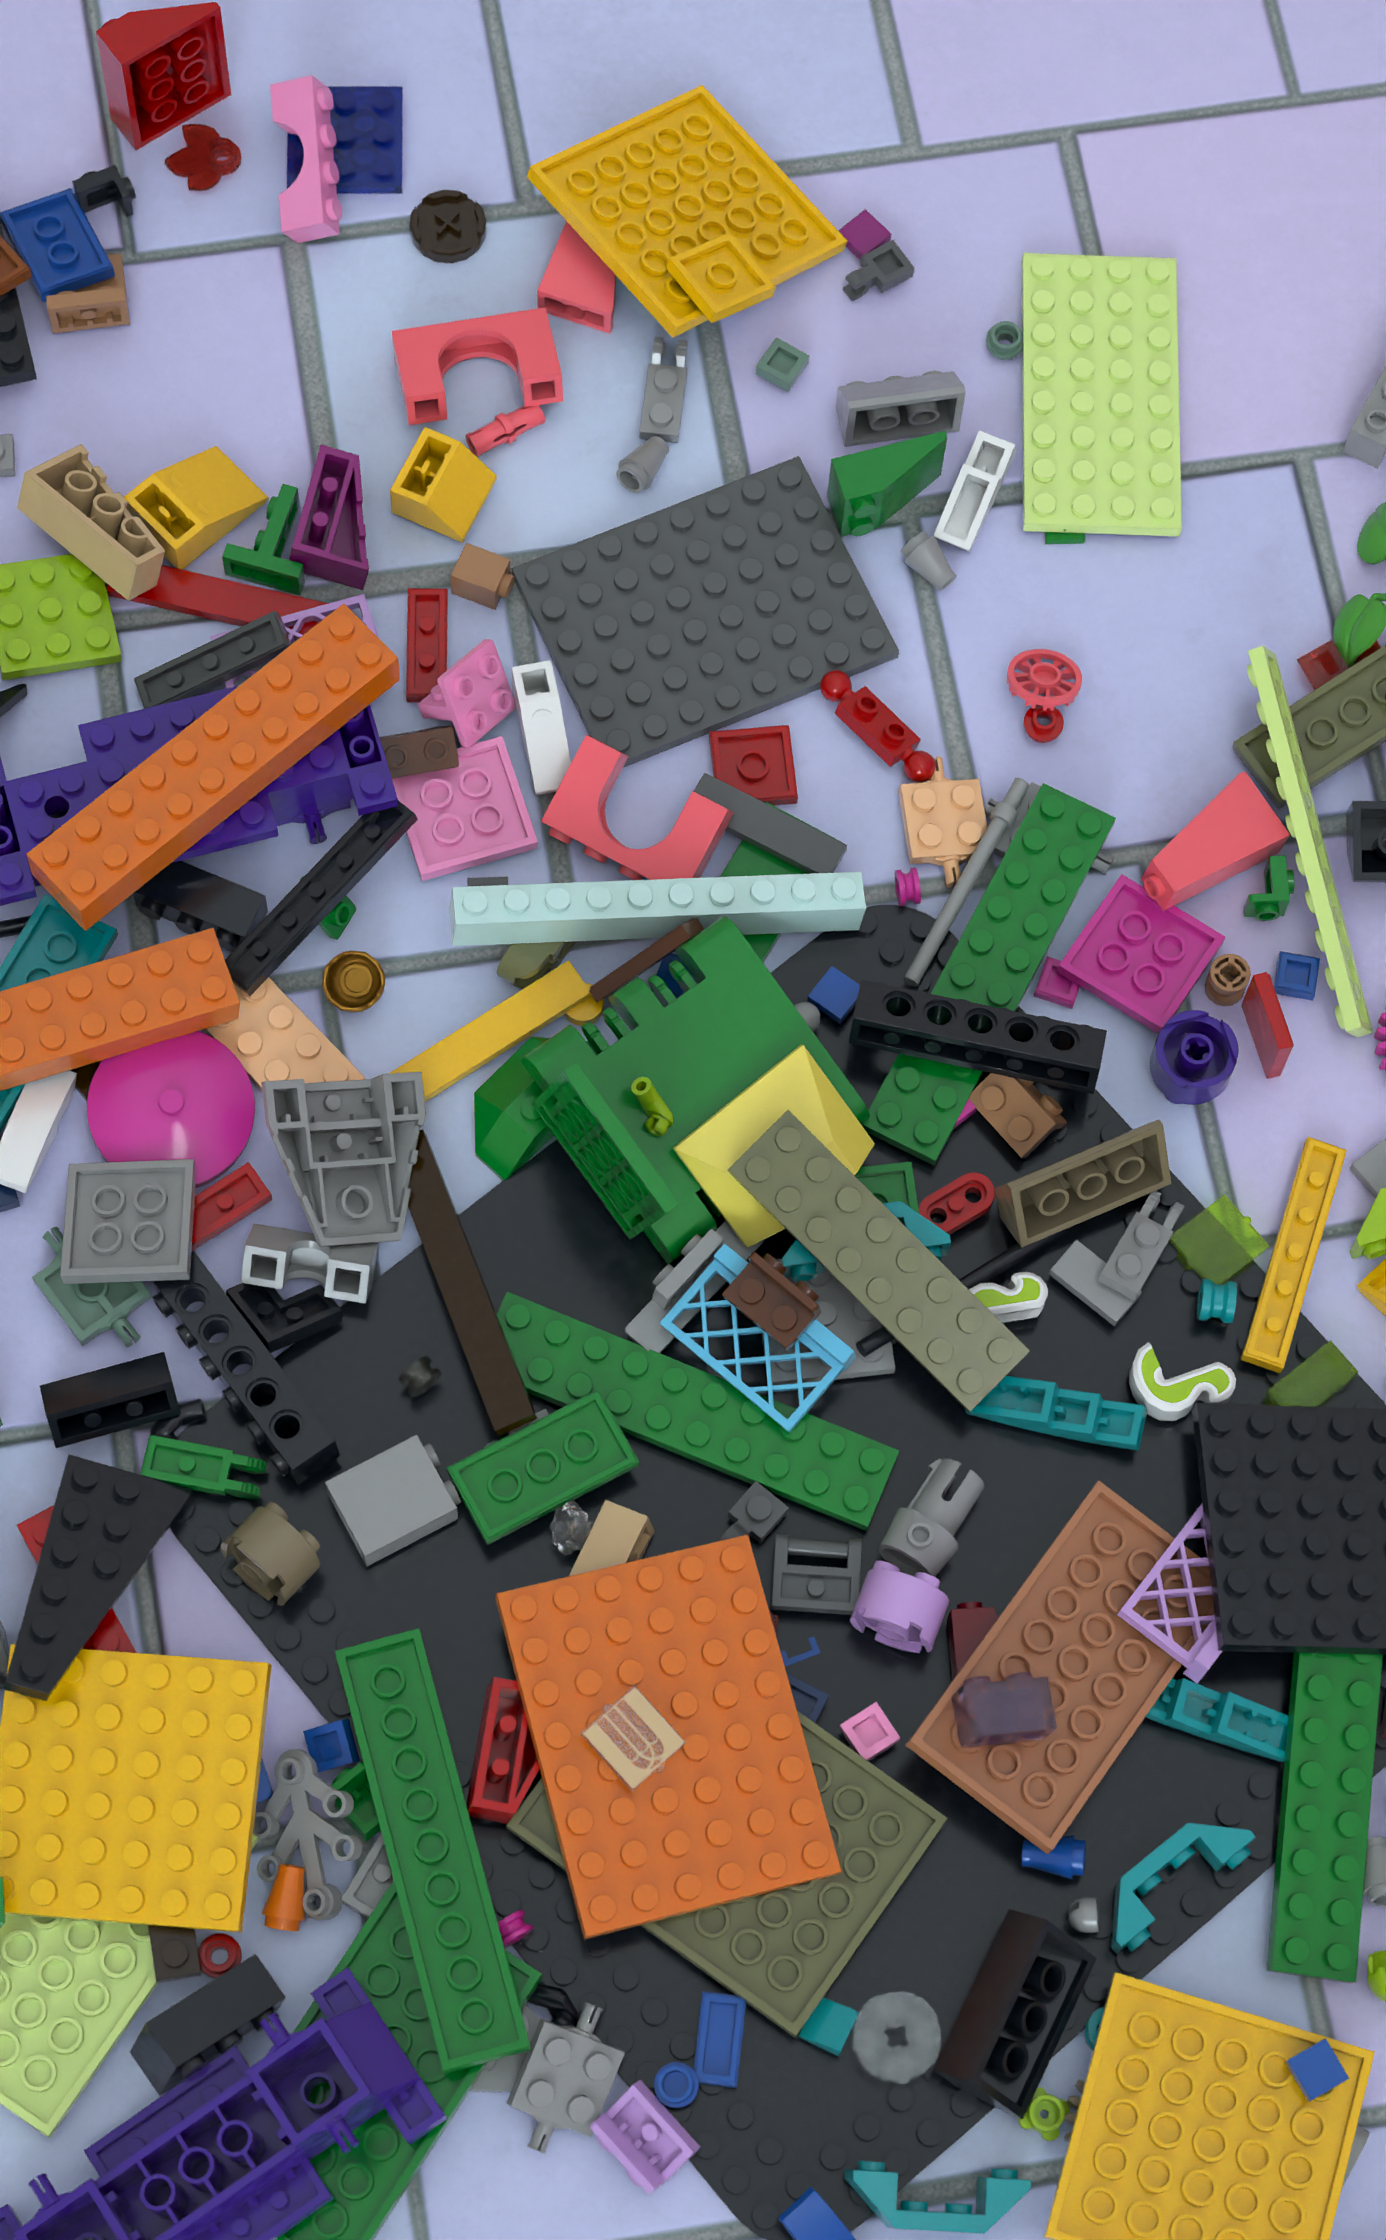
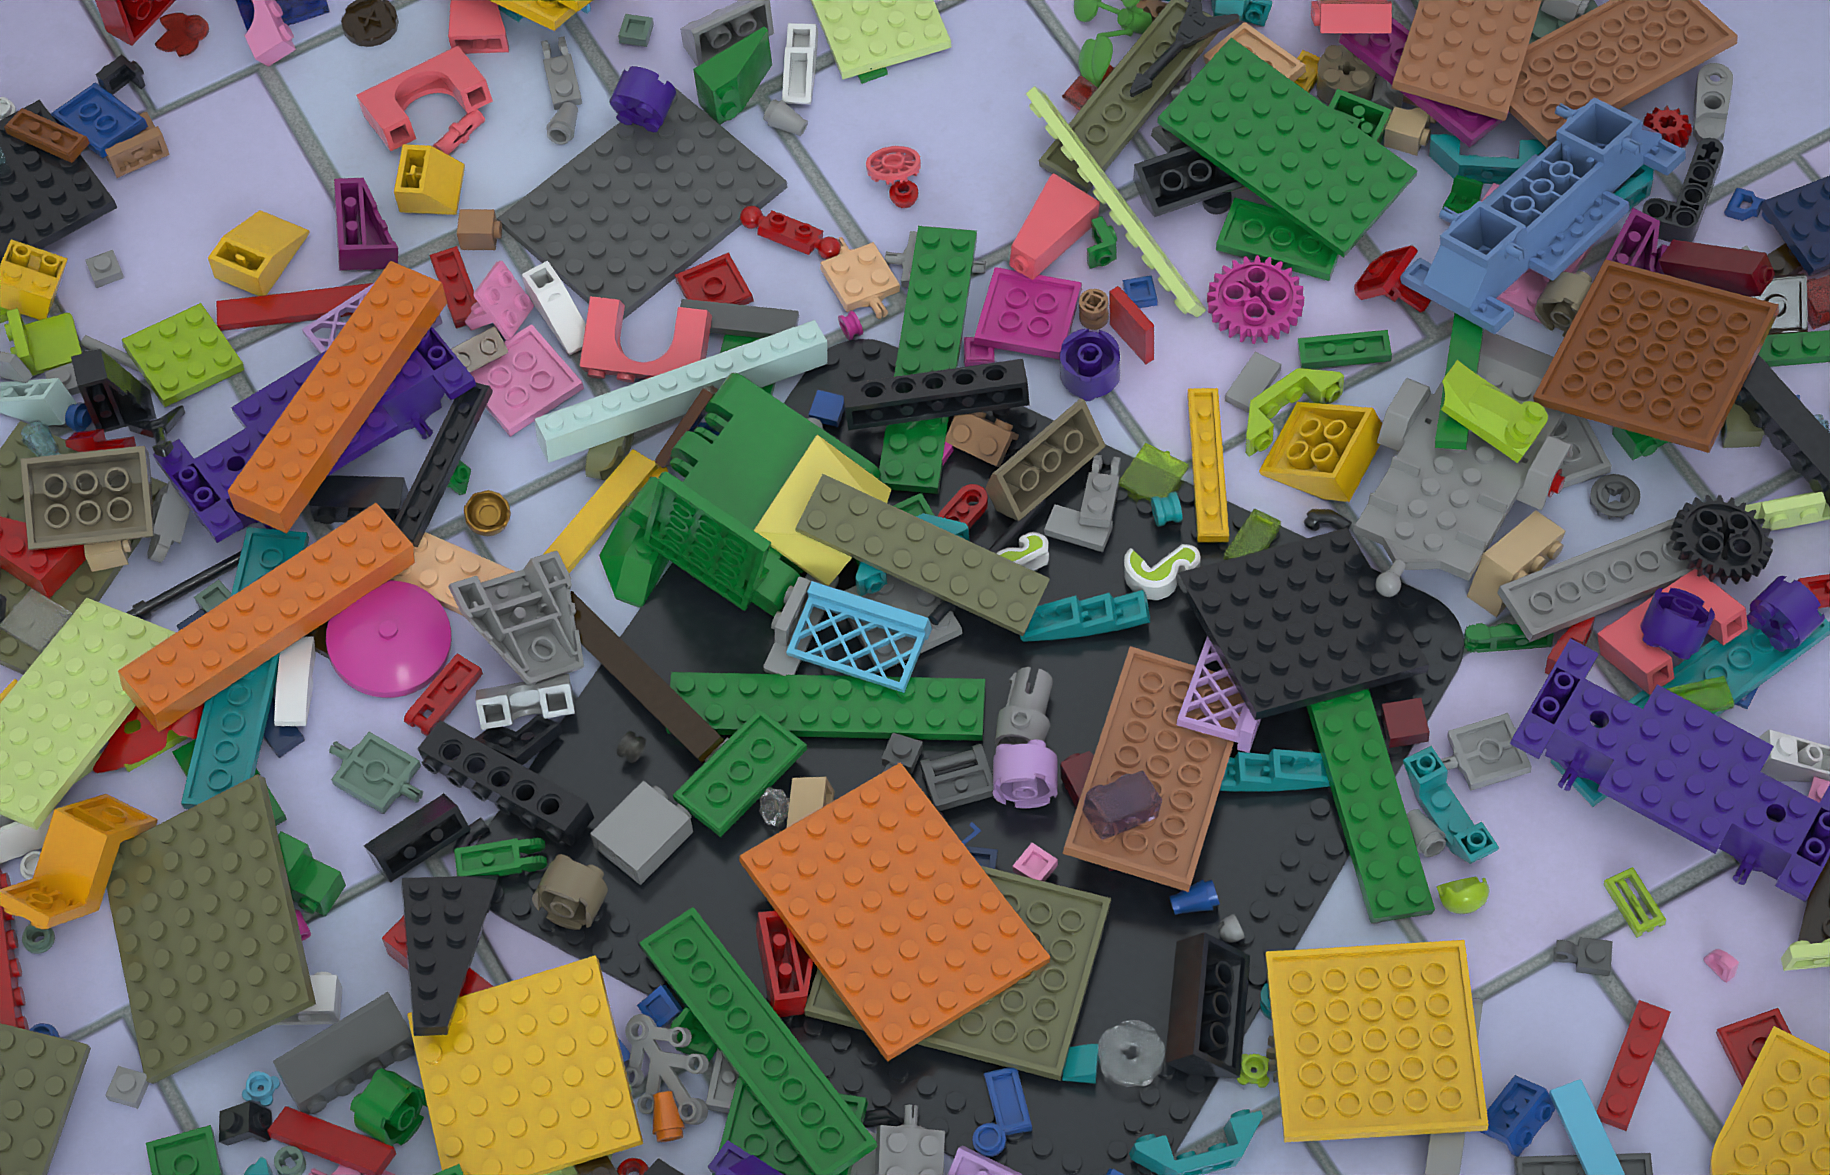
camera: 10 degrees left, 10 degrees down
(92, 522) = (191, 282): tan wedge -> none
(128, 1221) = (387, 716): light grey plate -> none
(214, 662) = (312, 340): dark grey tile -> none
(265, 563) = (322, 271): green bracket -> none
(514, 1928) = (836, 1076): dark pink bush -> none
(633, 1738) = (871, 915): piece -> none
(653, 1105) = (721, 500): lime arm -> none
(752, 474) = (642, 98): none -> dark purple brick
(773, 1300) = (860, 602): reddish brown bracket -> none
(1001, 818) = (898, 259): light grey bar -> none
(1215, 1843) = (1300, 850): teal slope -> none
(1316, 2070) = (1429, 963): blue tile -> none

